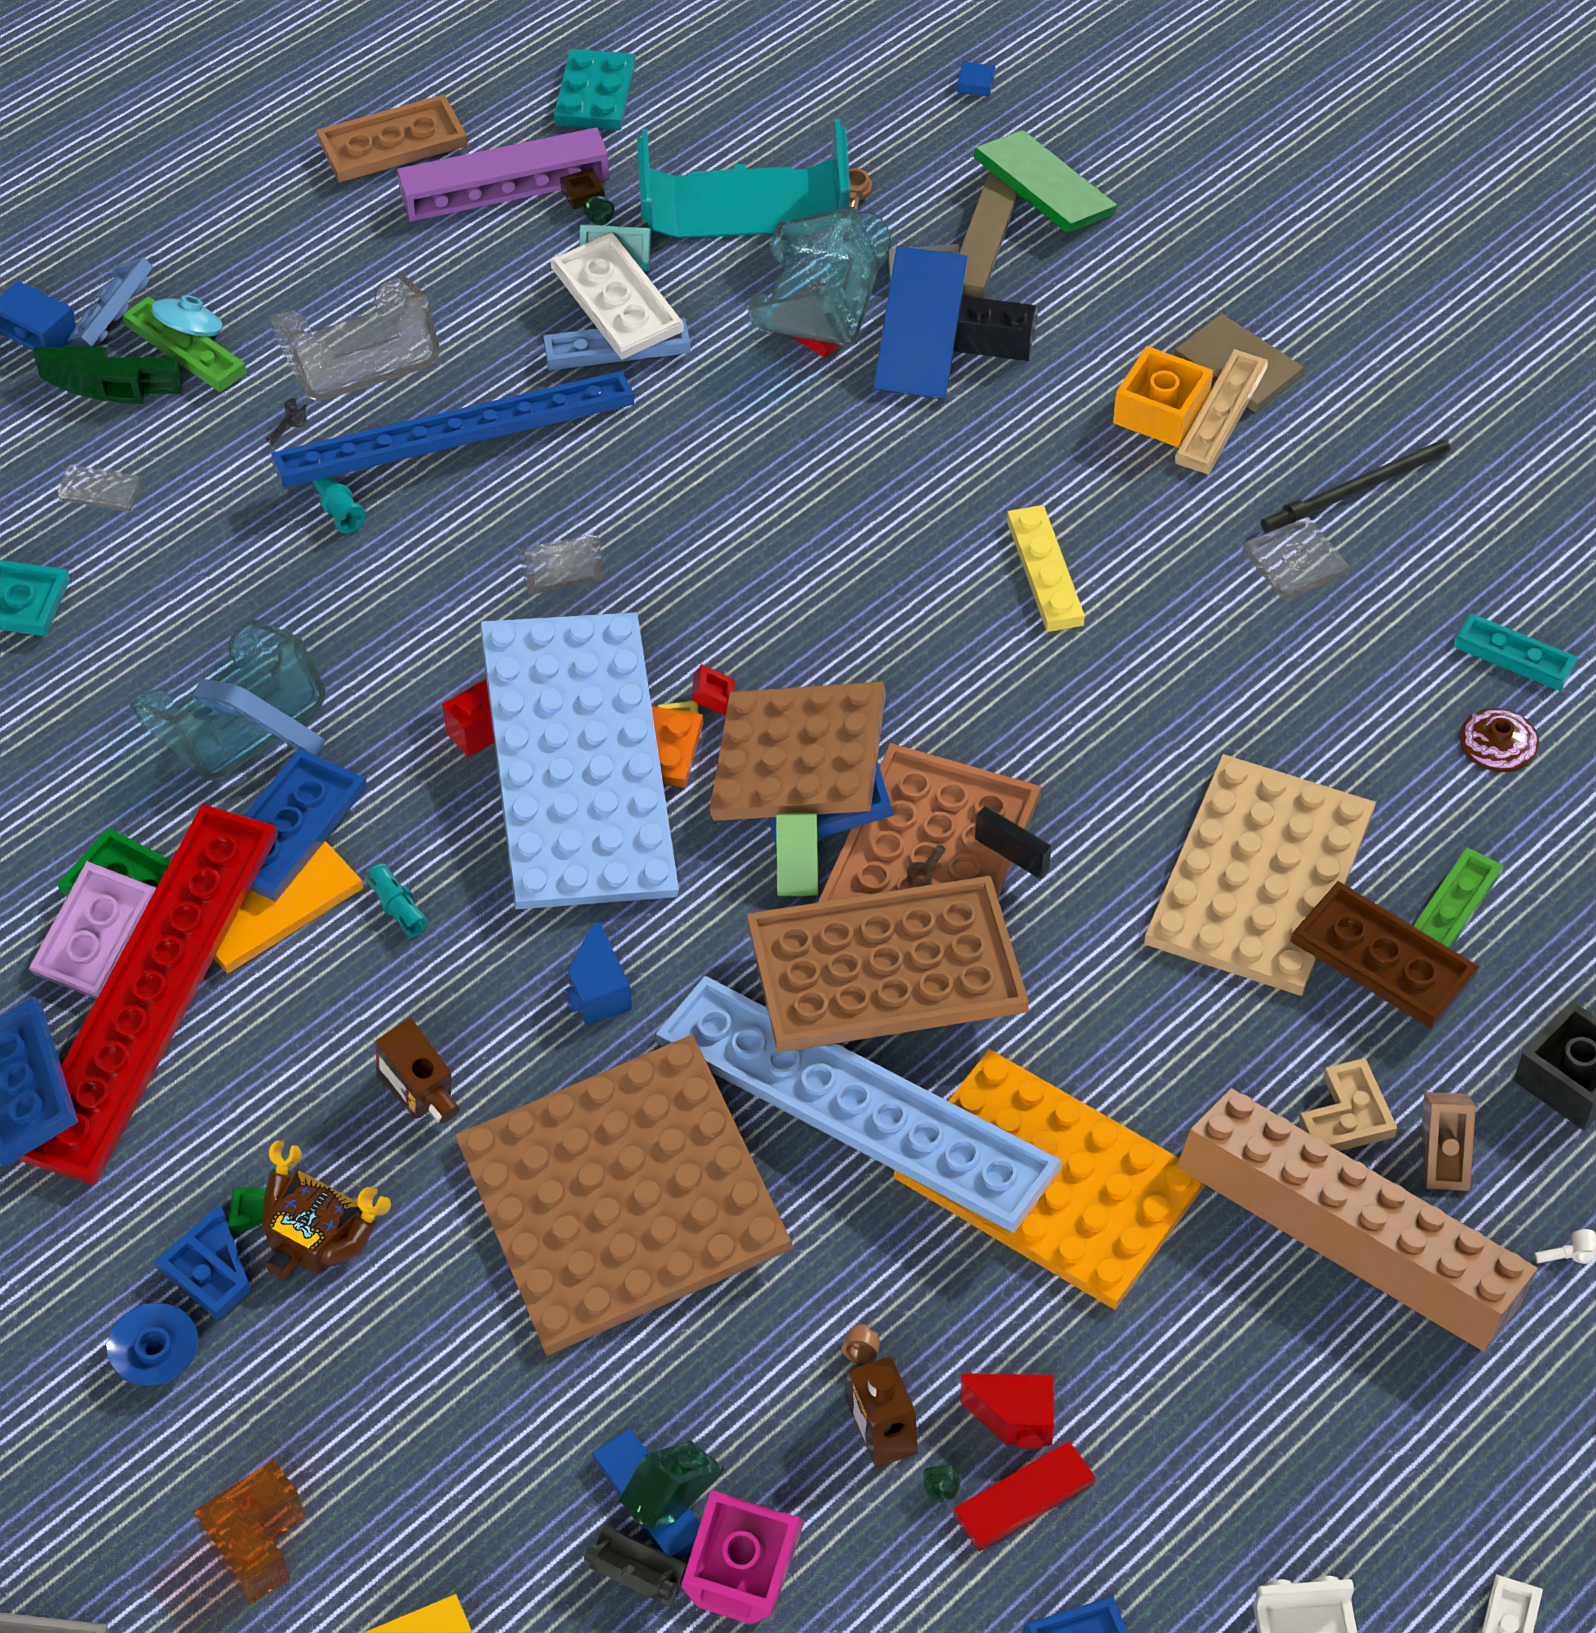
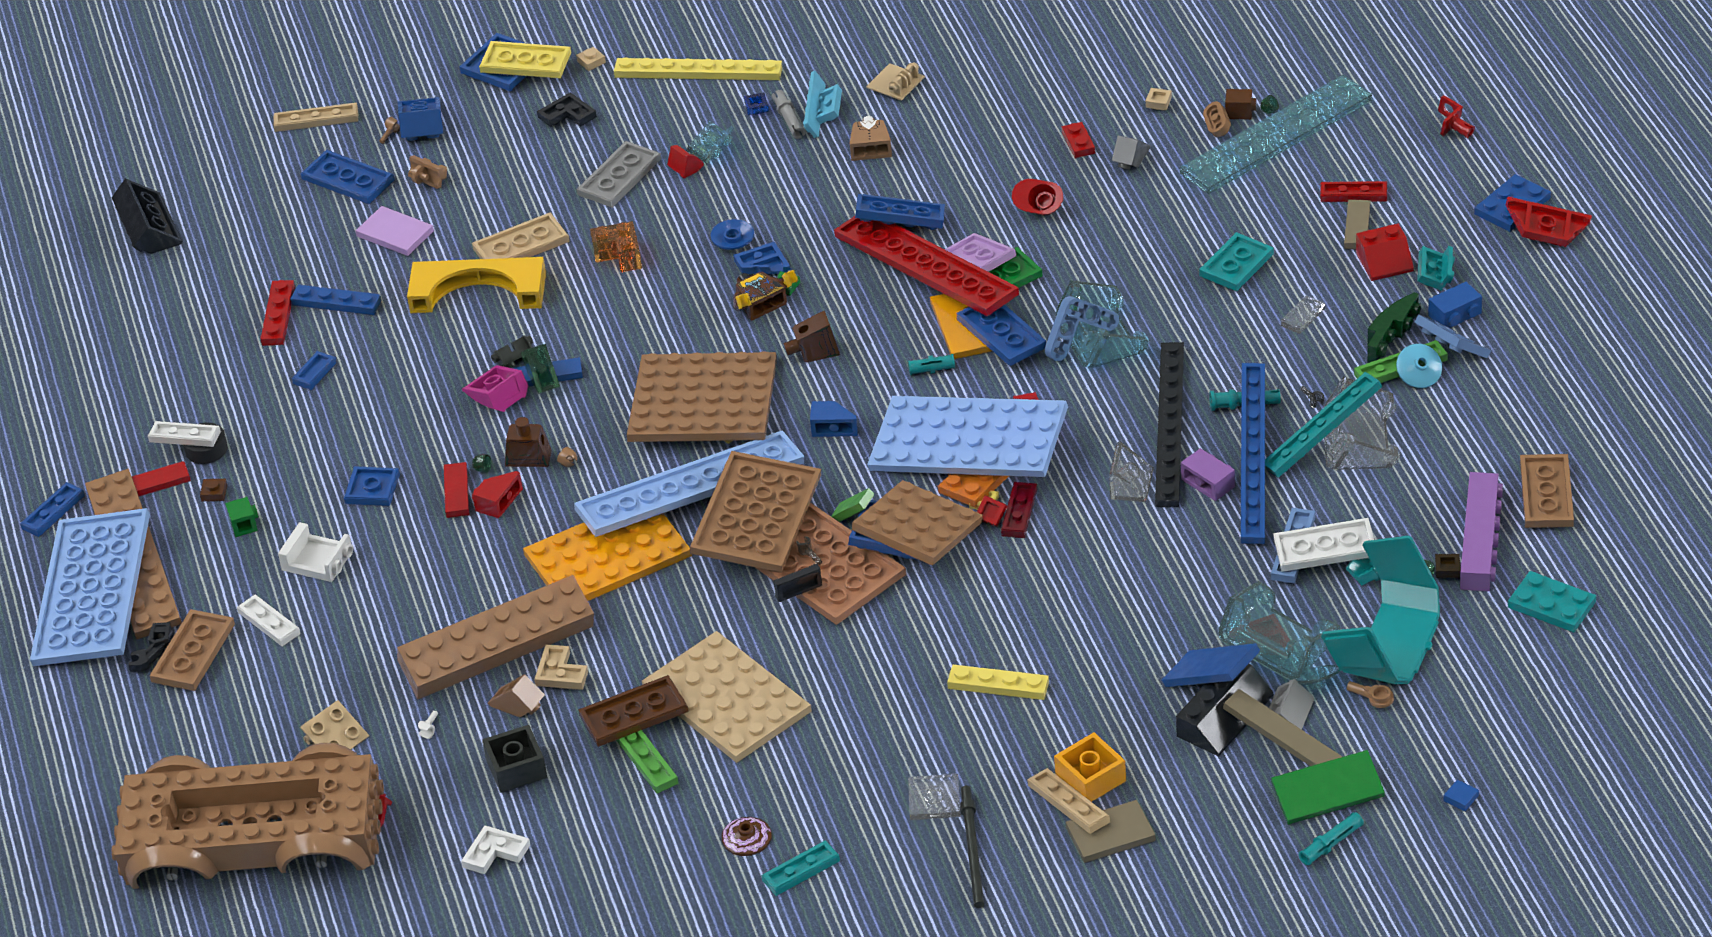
camera: 120 degrees right, 10 degrees down
(374, 350) = (1322, 424): none -> teal plate
(411, 560) = (1169, 425): none -> black plate
(516, 471) = (1208, 474): none -> medium lavender brick
(676, 669) = (1019, 510): none -> dark red tile
(1122, 160) = (1323, 844): none -> teal pin

